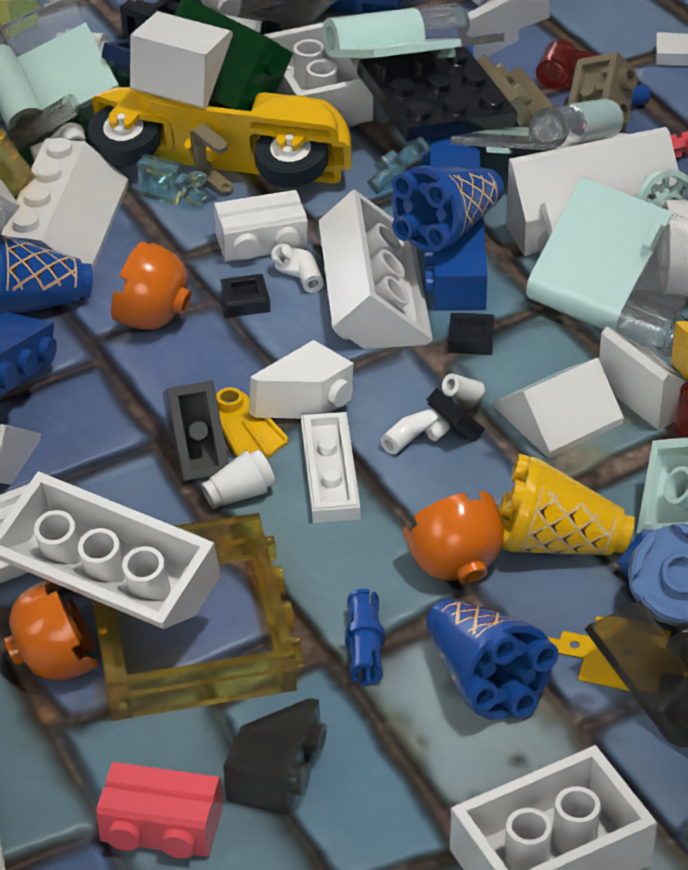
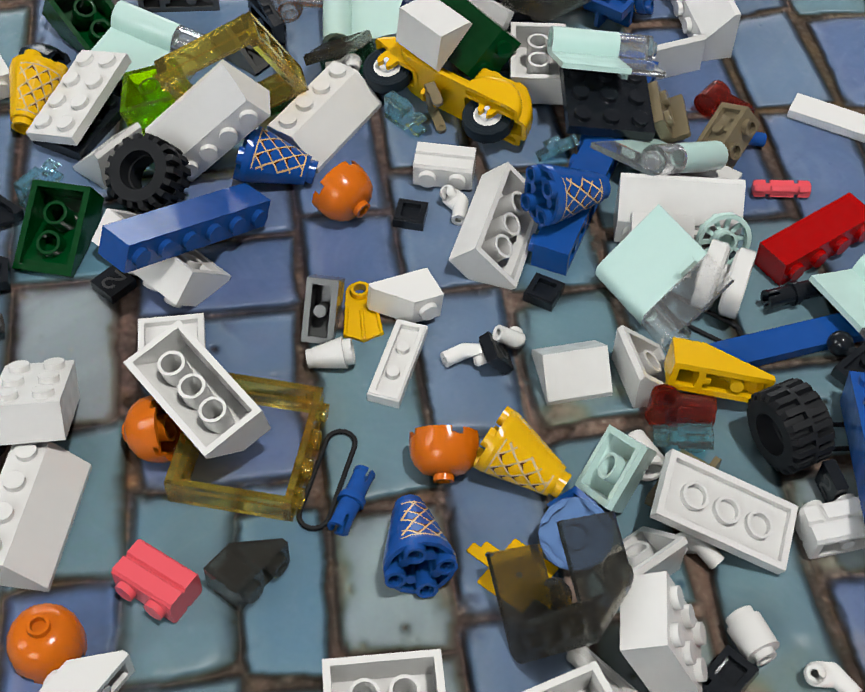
camera: 20 degrees right, 10 degrees up
(335, 623) = (341, 482): none -> black piece

